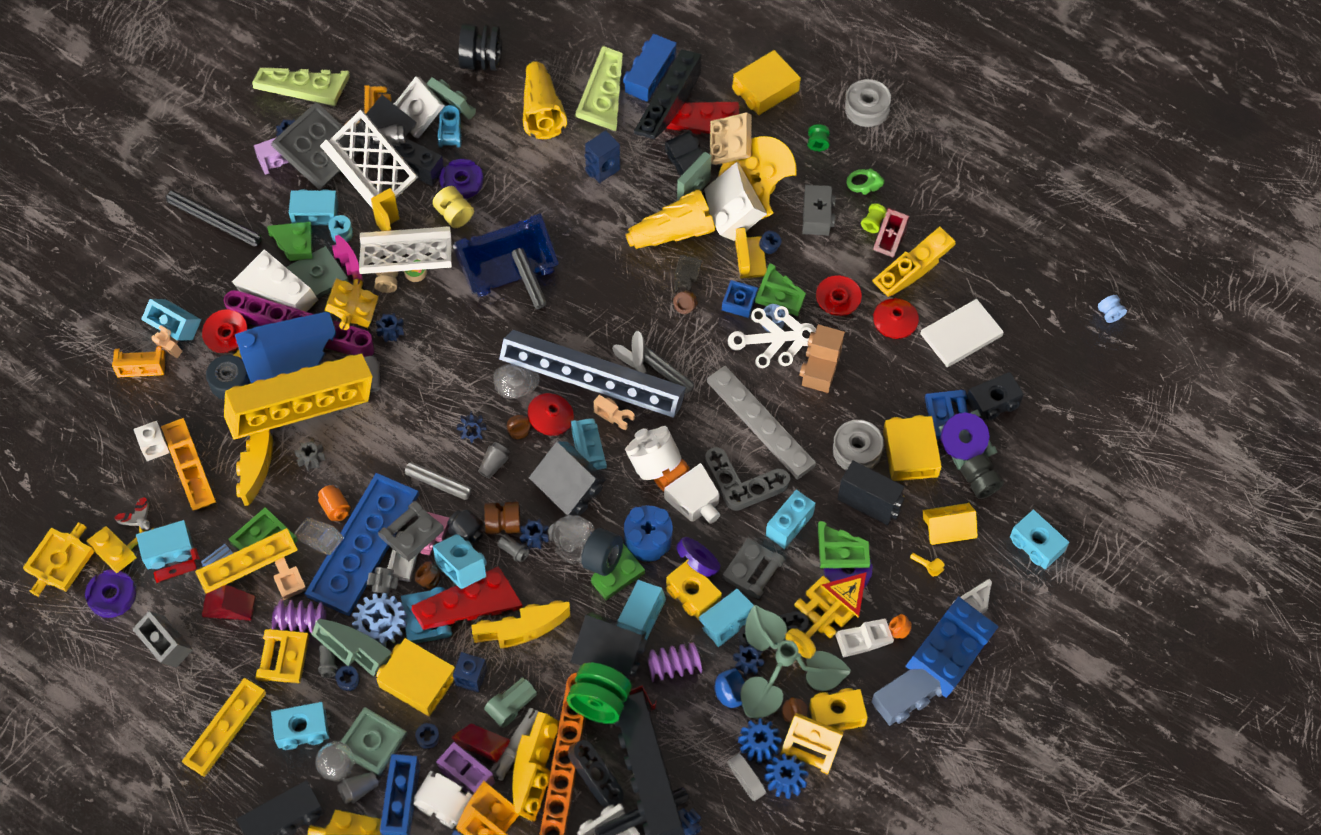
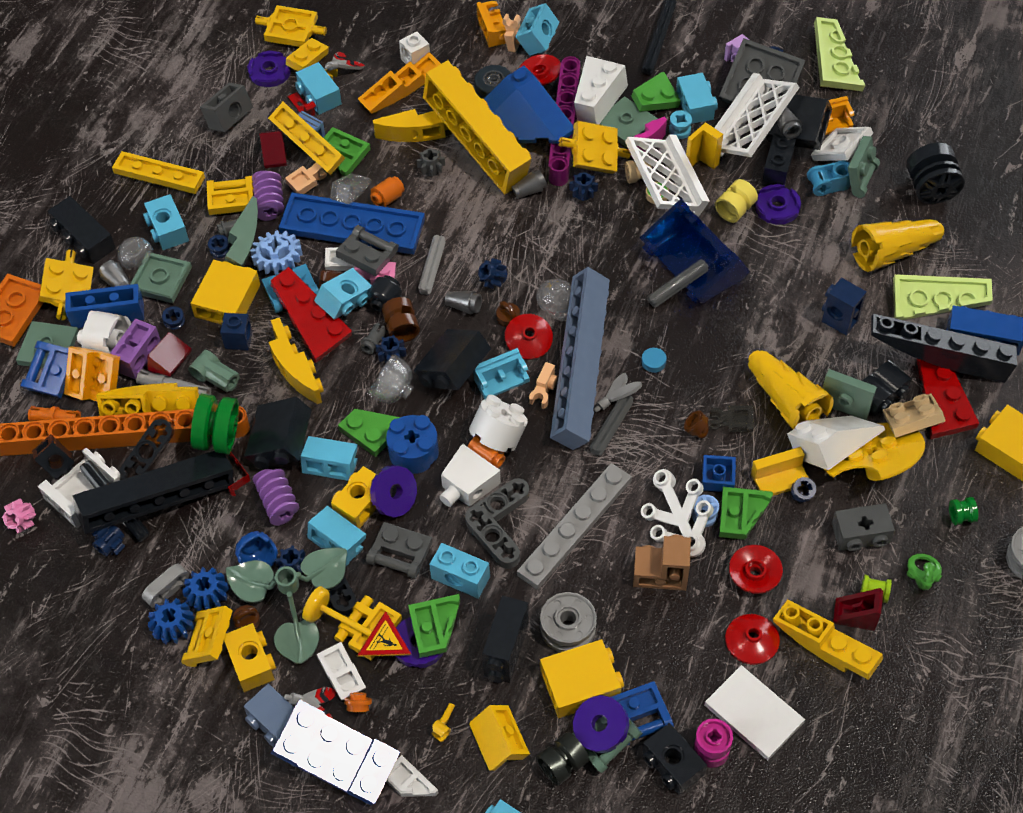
camera: 80 degrees right, 5 degrees down
(382, 580) = (314, 244): dark grey gear -> none
(602, 551) = (376, 403): black wheel -> none
(605, 319) = (653, 360): none -> dark azure tile
(893, 664) = (314, 698): none -> piece
(988, 363) = (713, 742): none -> dark pink wheel

